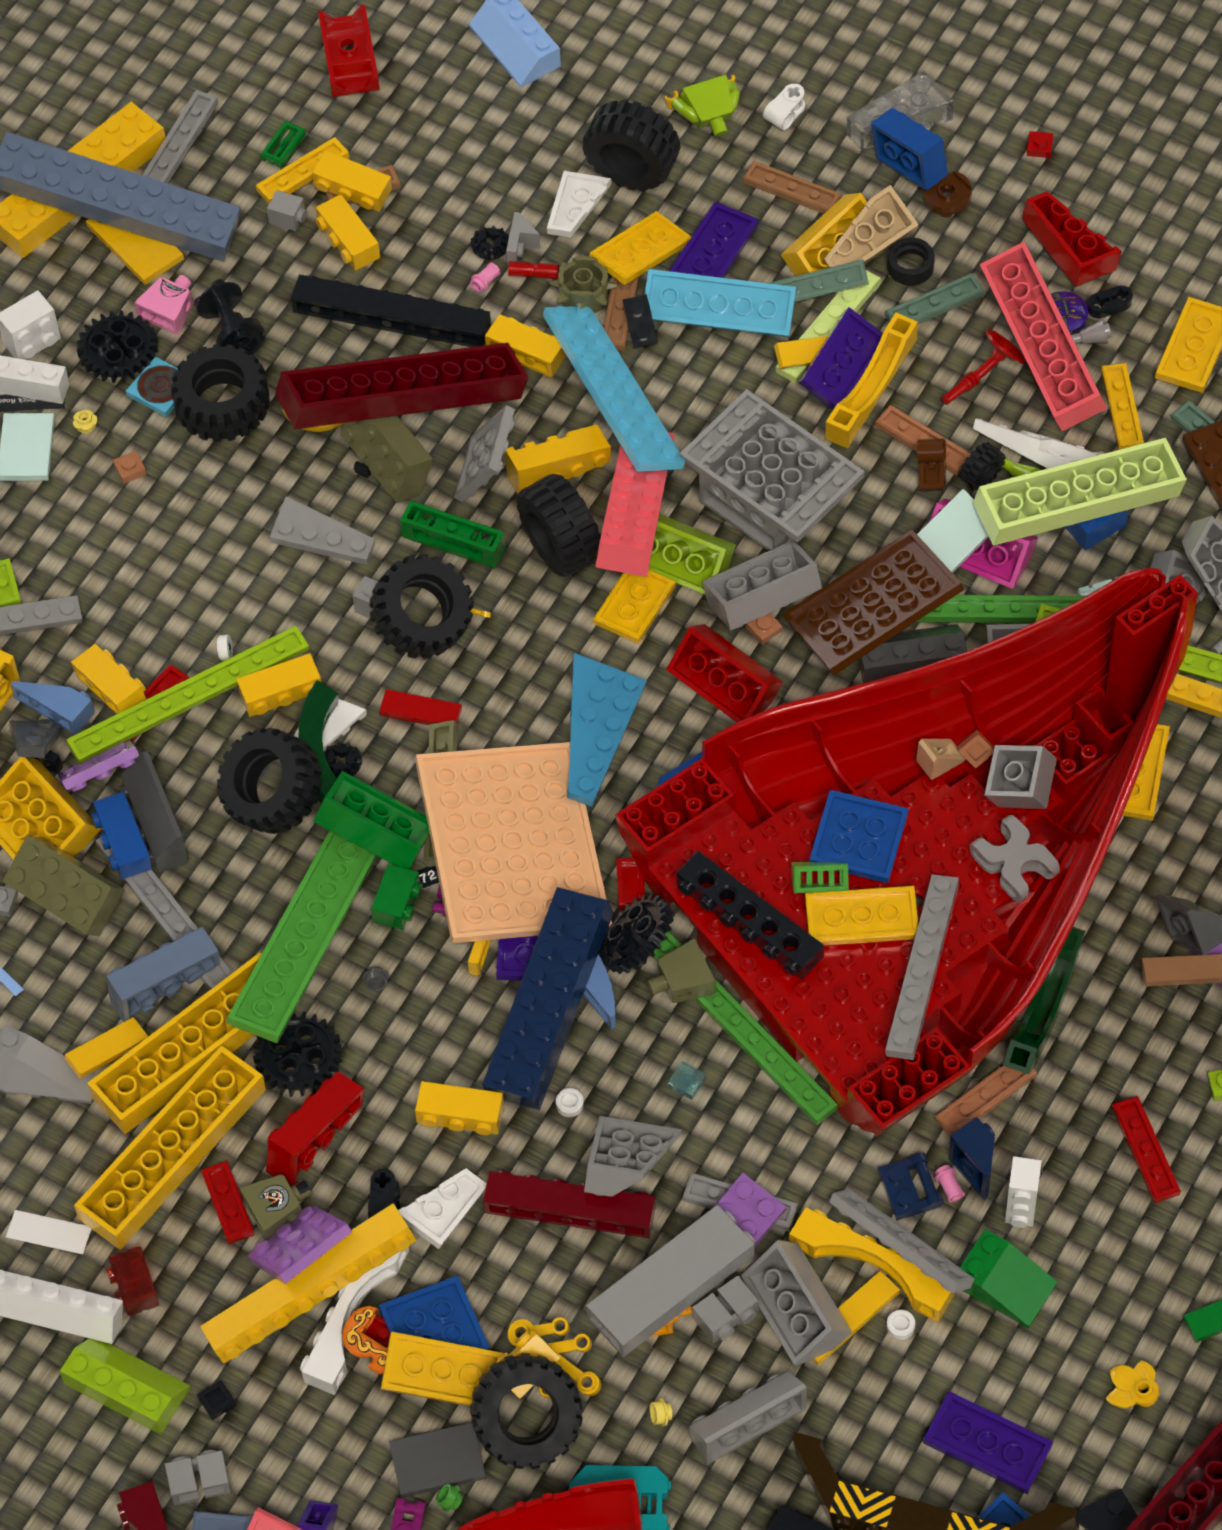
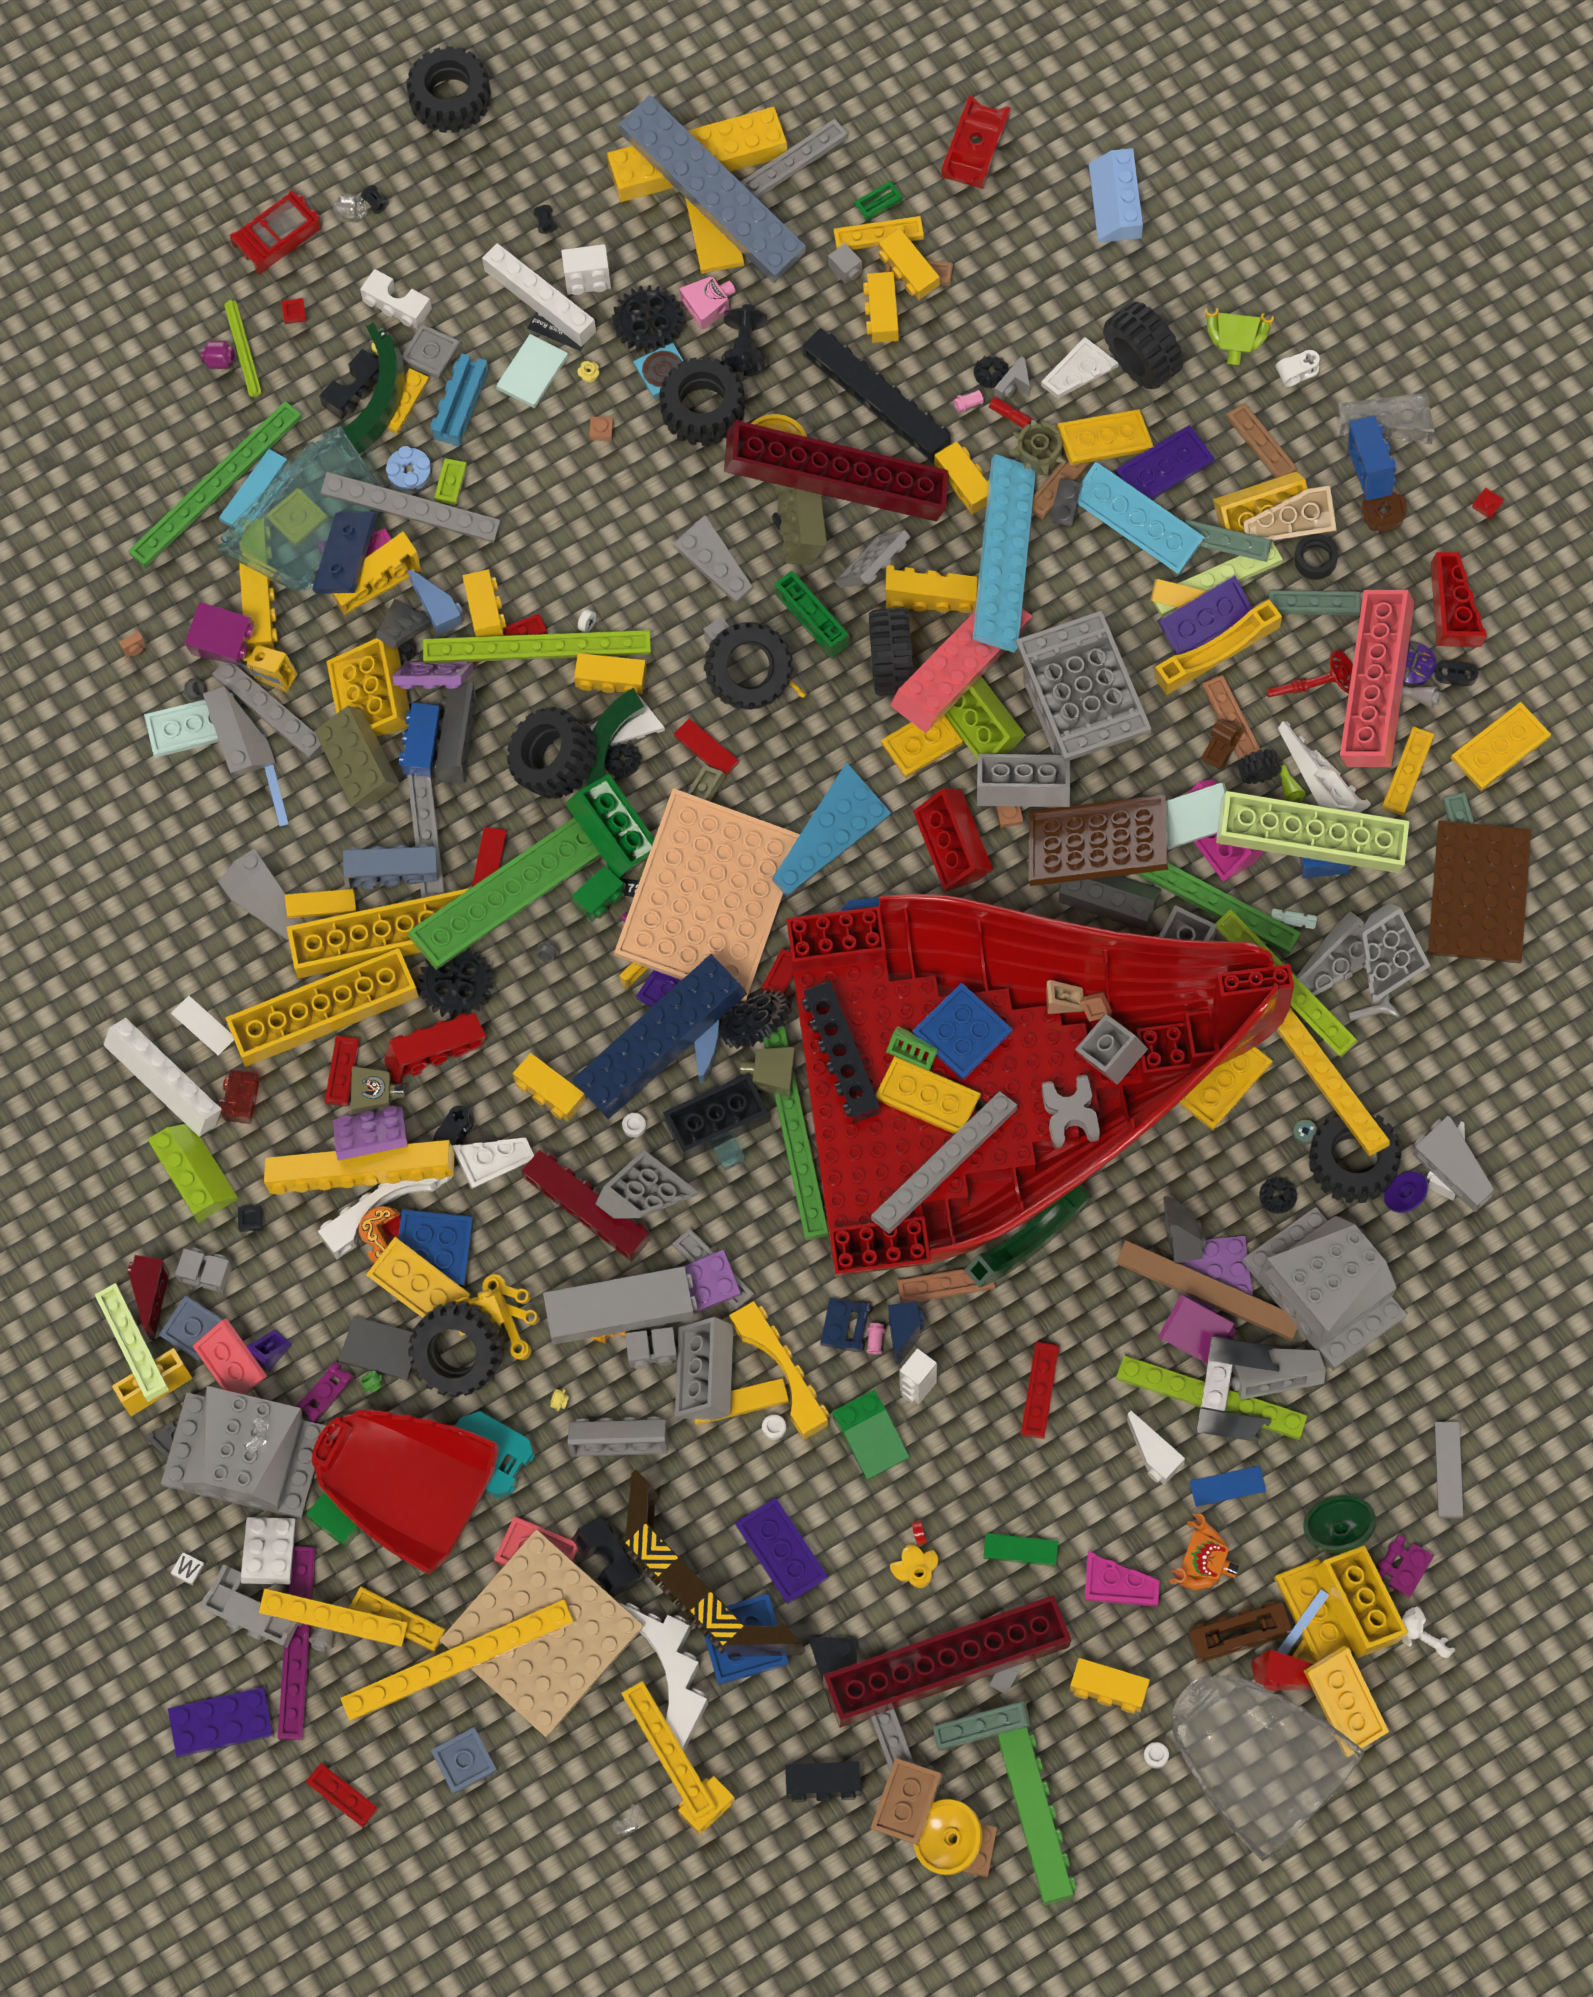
camera: 30 degrees right, 10 degrees up
(257, 915) = (489, 853): none -> red tile
(652, 1049) = (716, 1117): none -> black brick
(901, 1240) = (807, 1365): light grey plate -> none
(1117, 1349) = (919, 1532): none -> red tile

